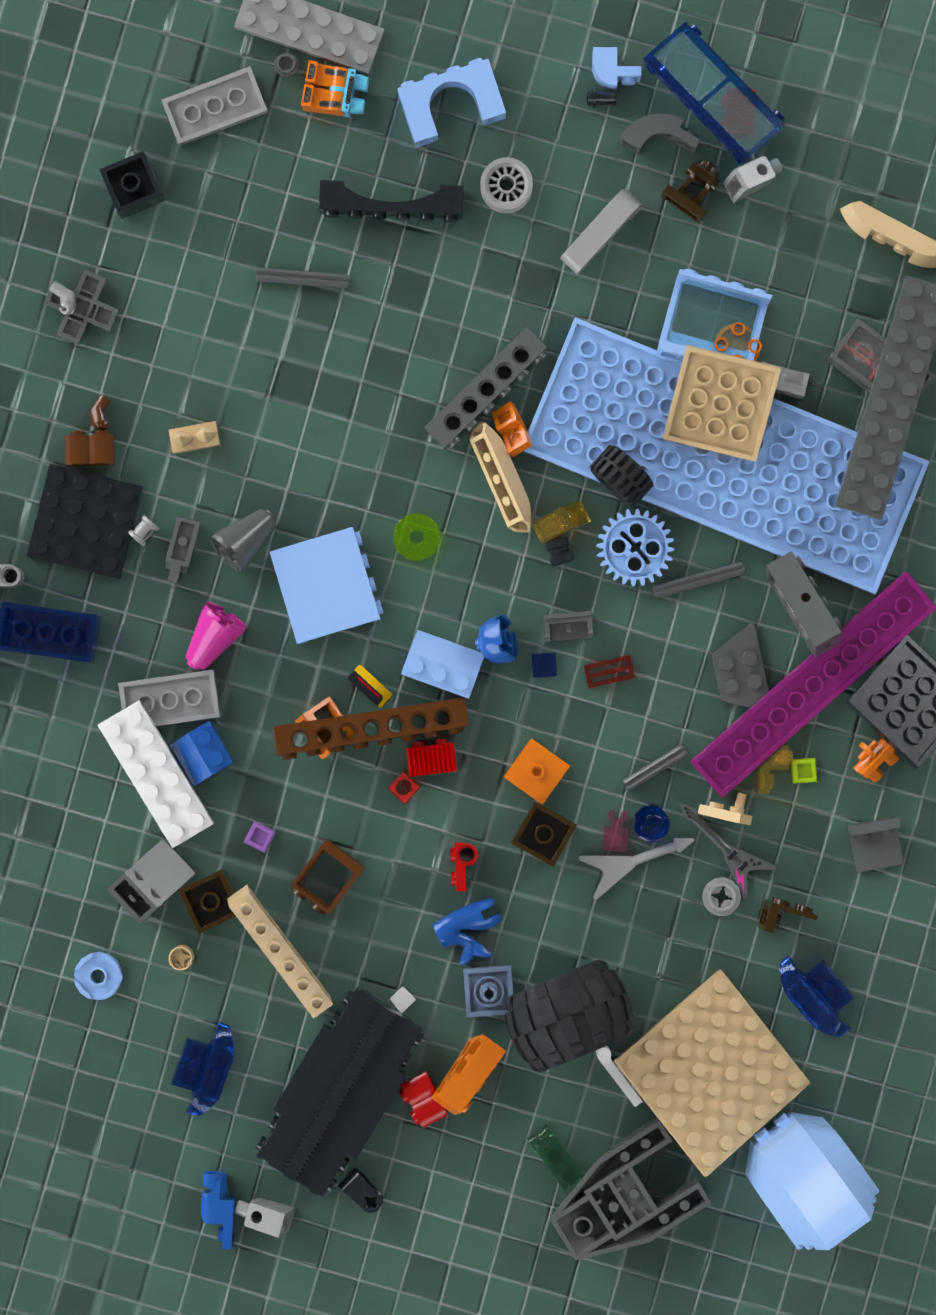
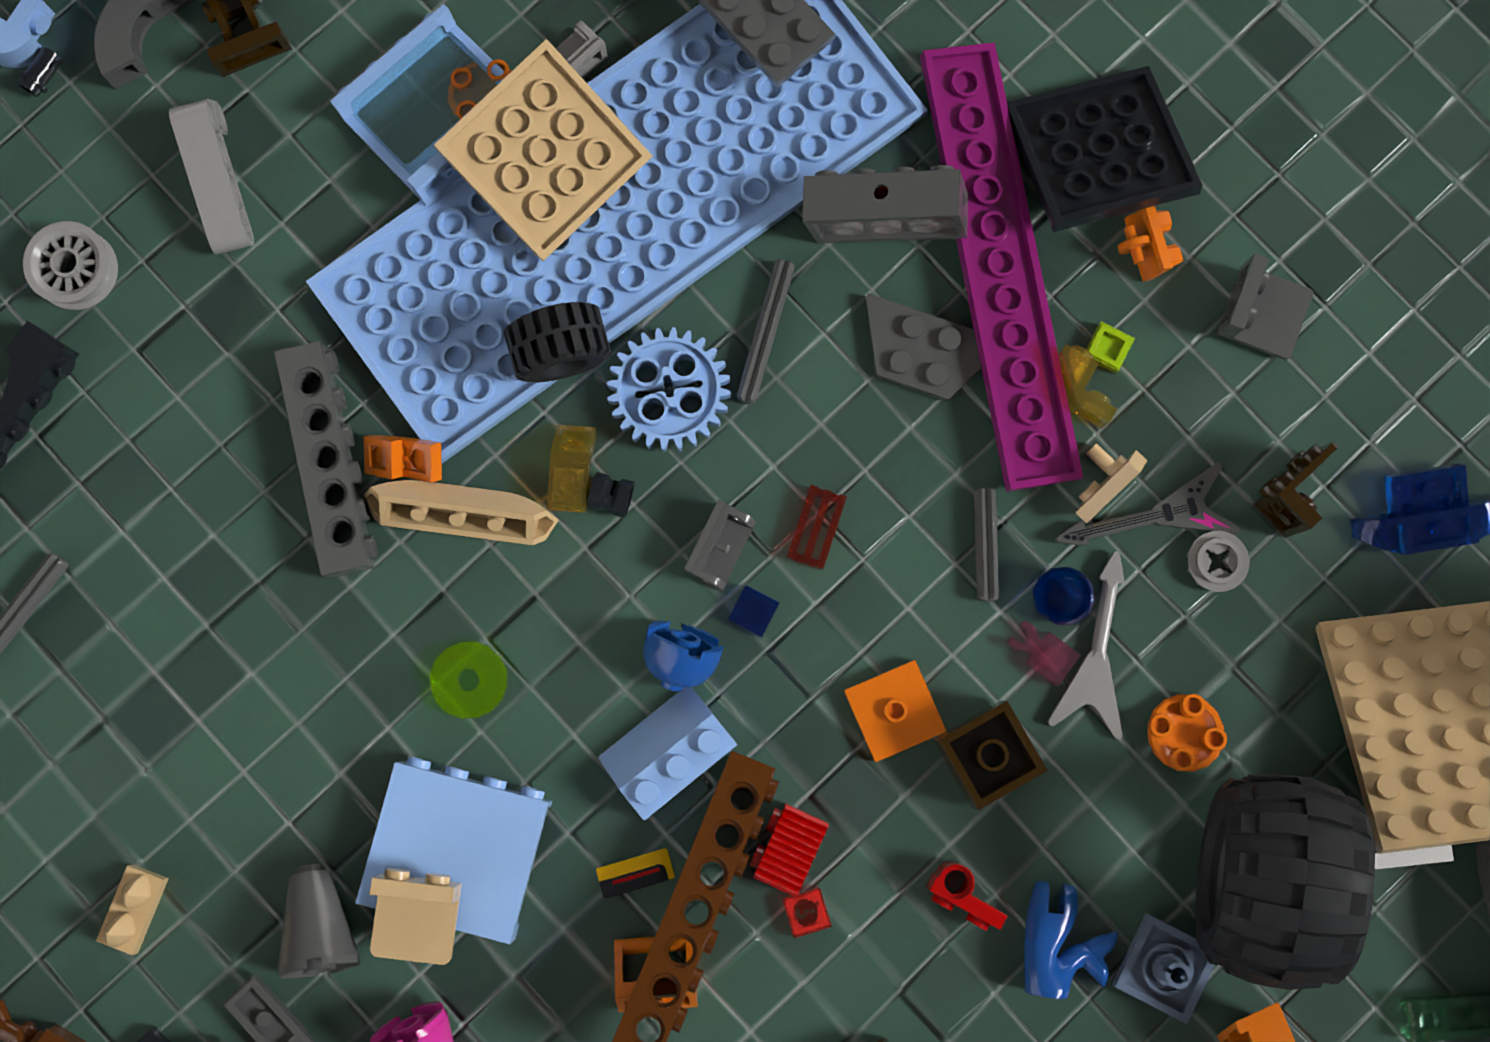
camera: 60 degrees left, 5 degrees down
(282, 586) = (414, 916): none -> tan bracket
(618, 931) = (1186, 732): none -> orange dish

